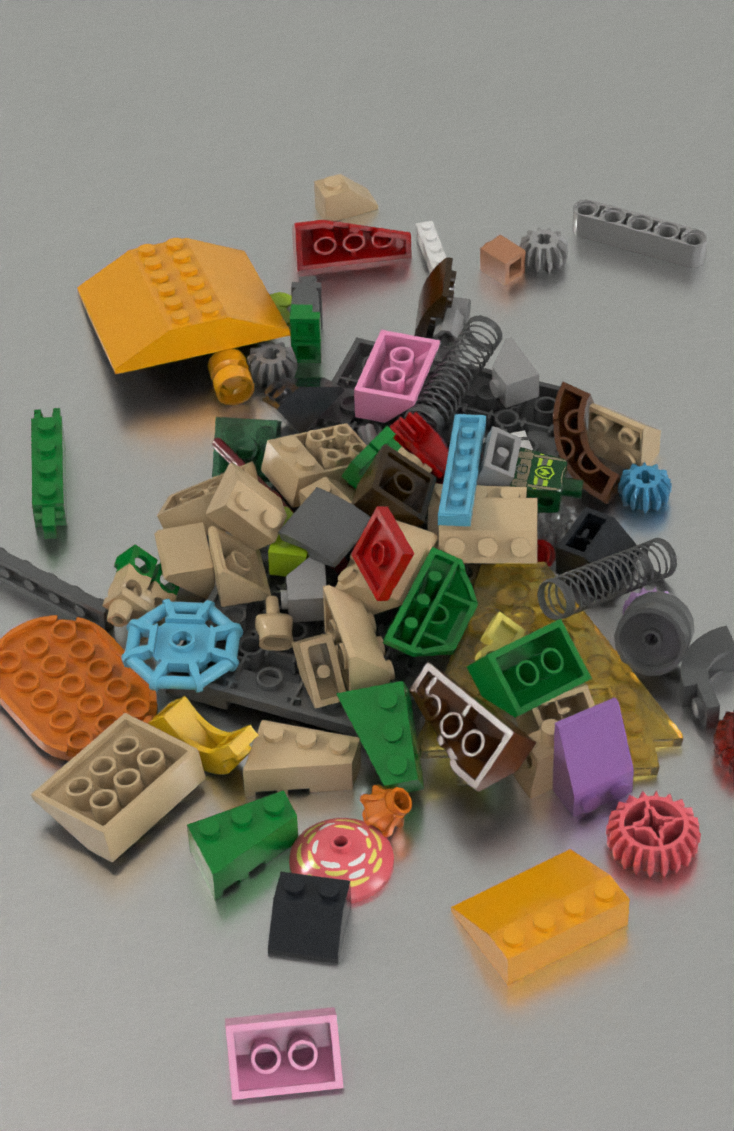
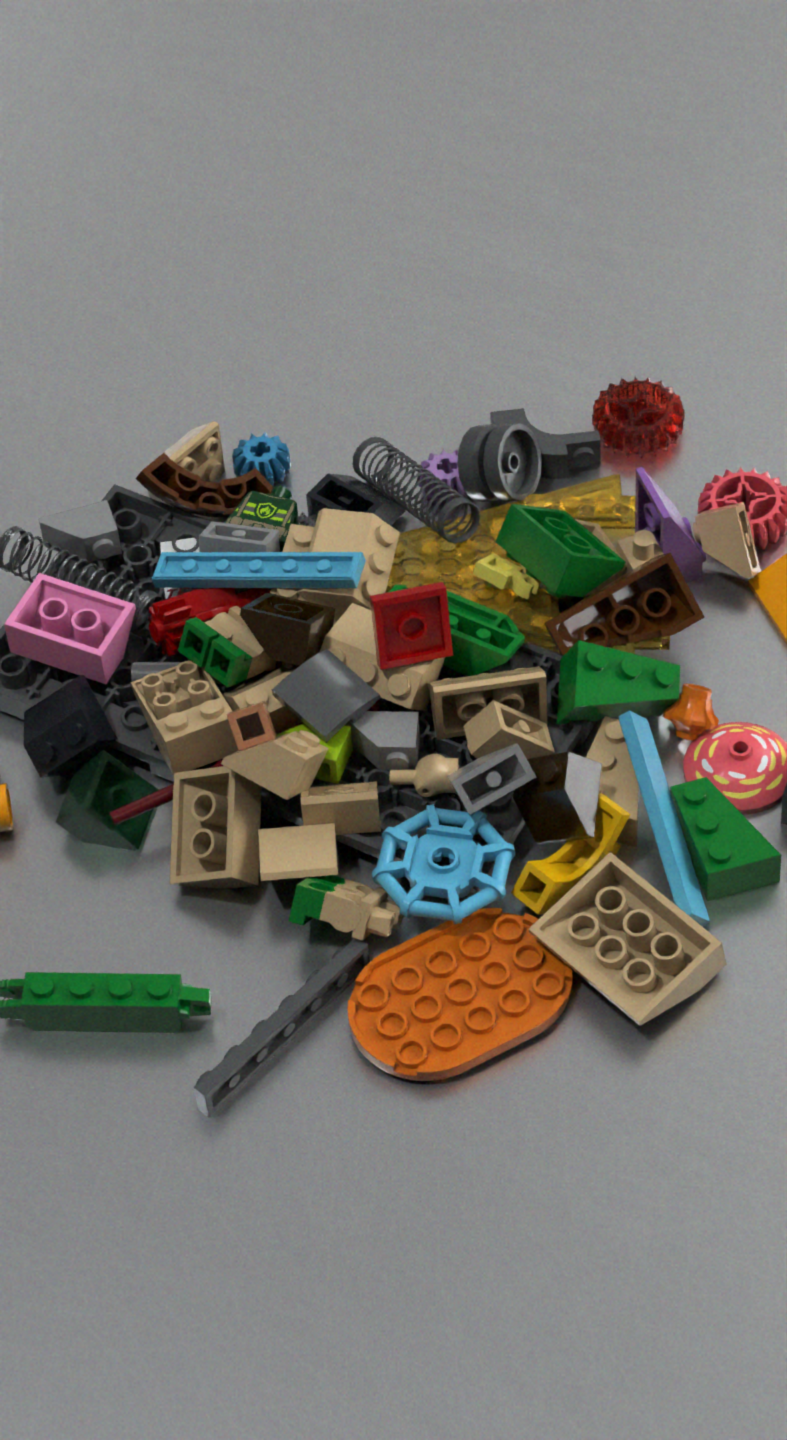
camera: 80 degrees left, 5 degrees up
(245, 642) = (491, 777): none -> light grey slope
(256, 699) = (561, 798): none -> dark brown slope
(275, 775) = (663, 816): none -> medium azure tile
(280, 482) = (251, 725): none -> nougat brick
(592, 813) = (728, 538): none -> tan slope

